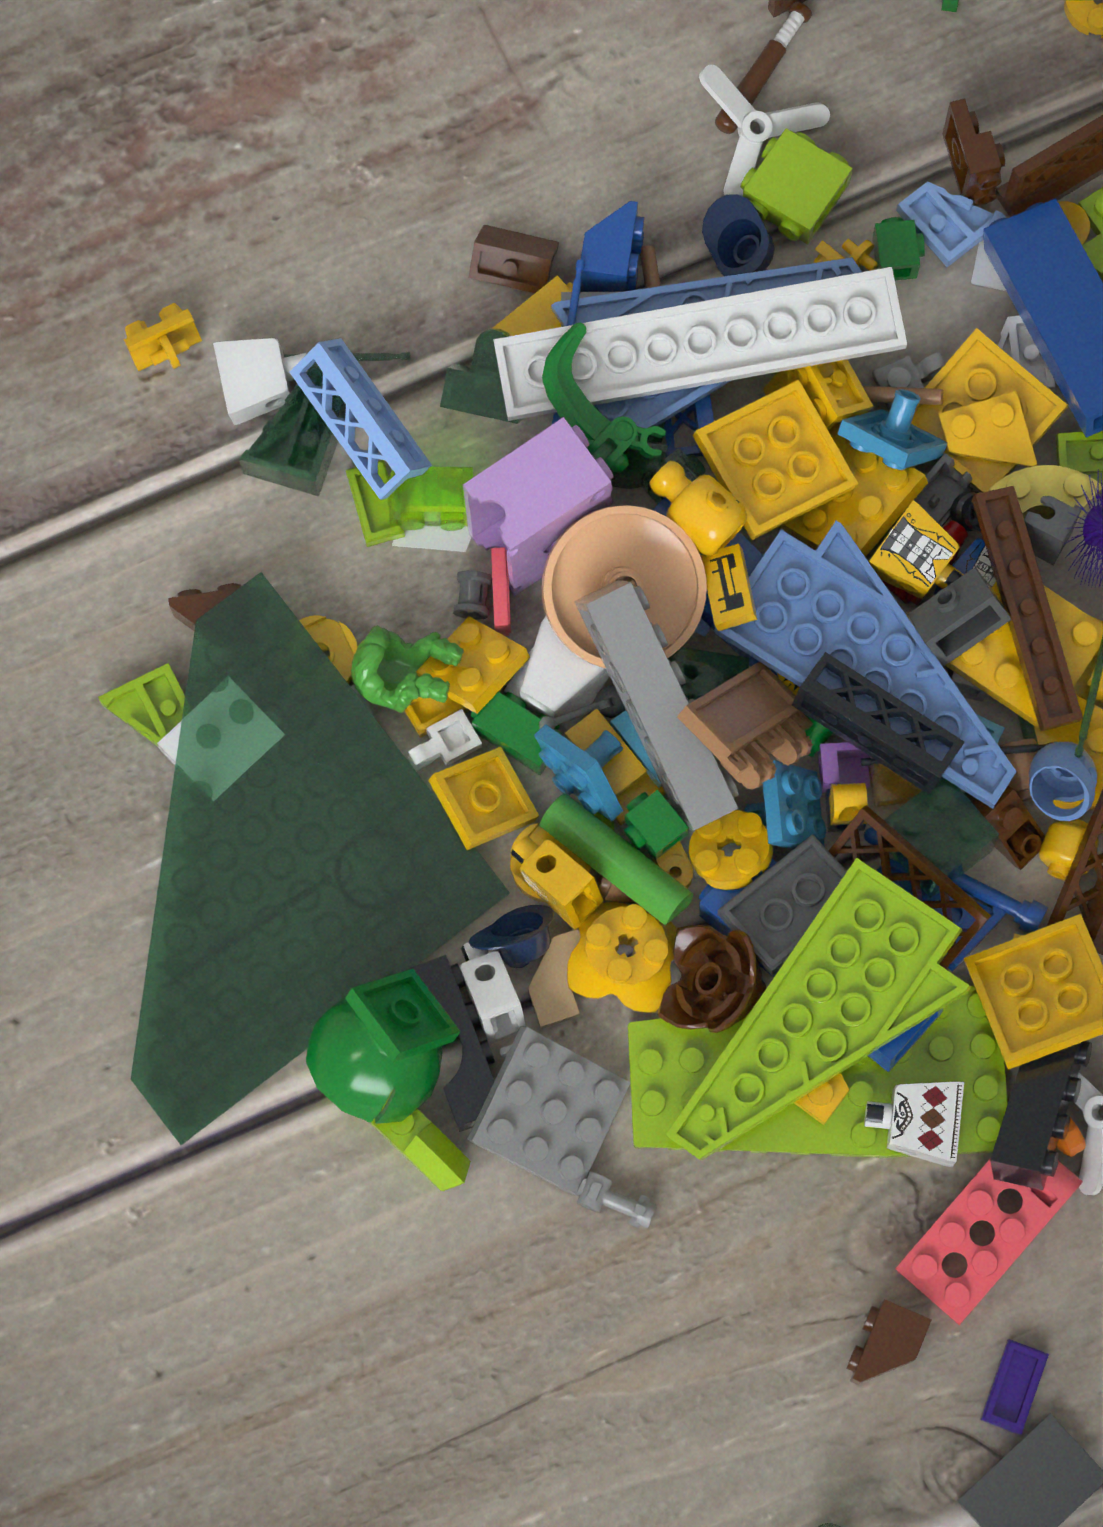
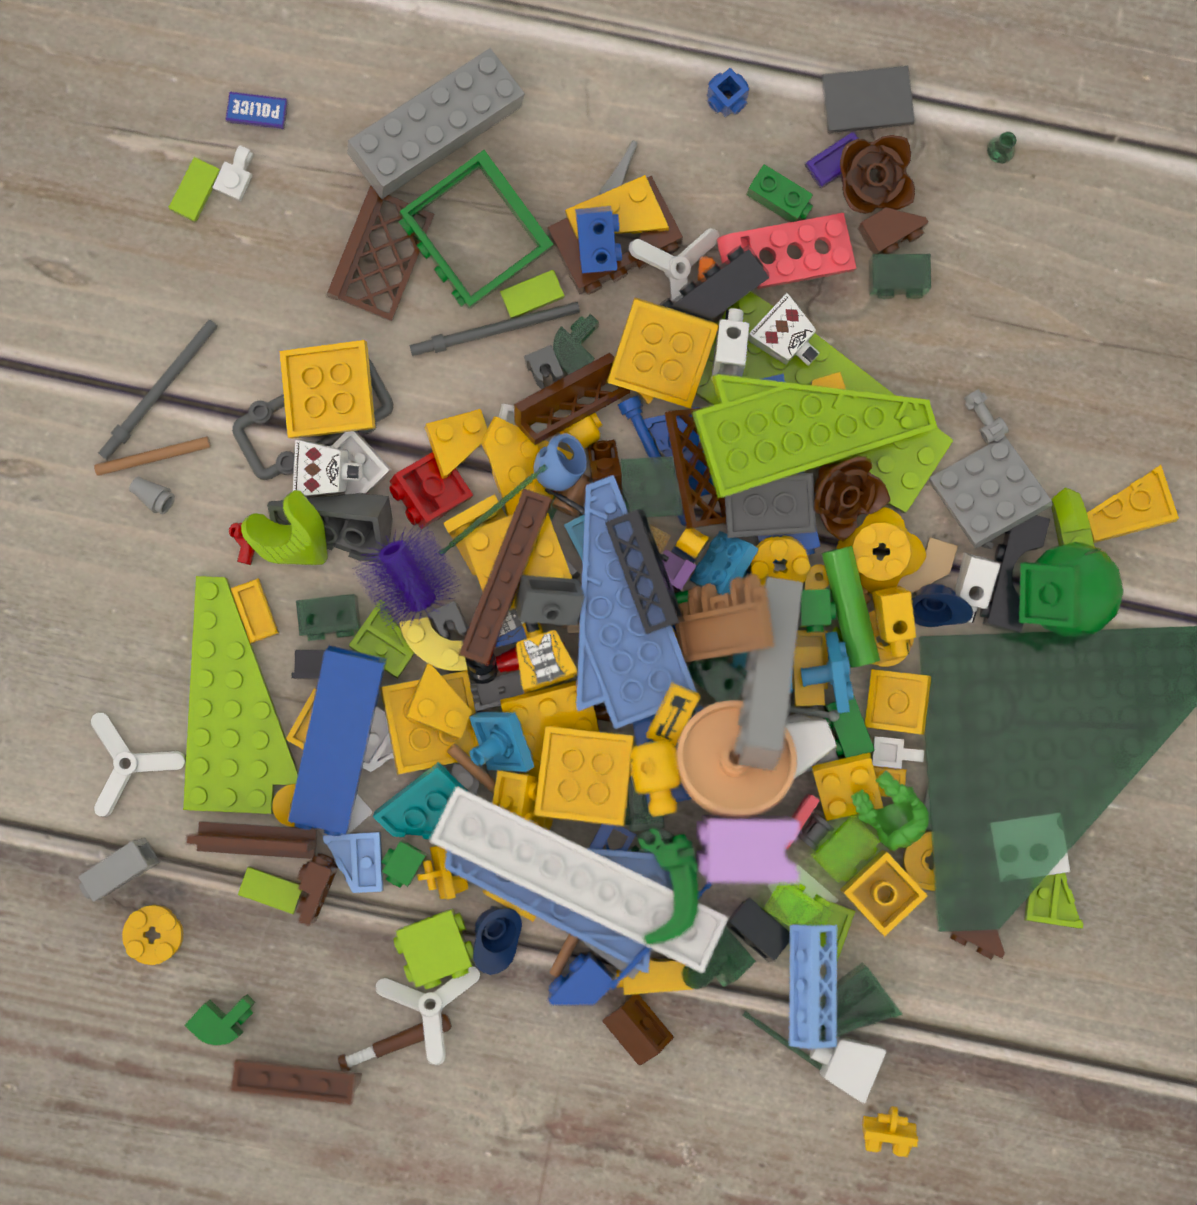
camera: 150 degrees left, 10 degrees up
(350, 577) = (883, 892): none -> yellow brick
(365, 1217) = (1134, 509): none -> yellow wing
(425, 597) = (846, 849): none -> clear neon green brick
(459, 445) = (759, 930): none -> black hinge
(838, 1295) = (899, 275): none -> clear green brick
(923, 1387) = (890, 157): none -> reddish brown brick
(929, 320) = (419, 805): none -> teal plate
(960, 1042) = (731, 344): none -> white torso
(1021, 125) = (270, 890): none -> lime tile
(1048, 1289) = (780, 195): none -> green brick

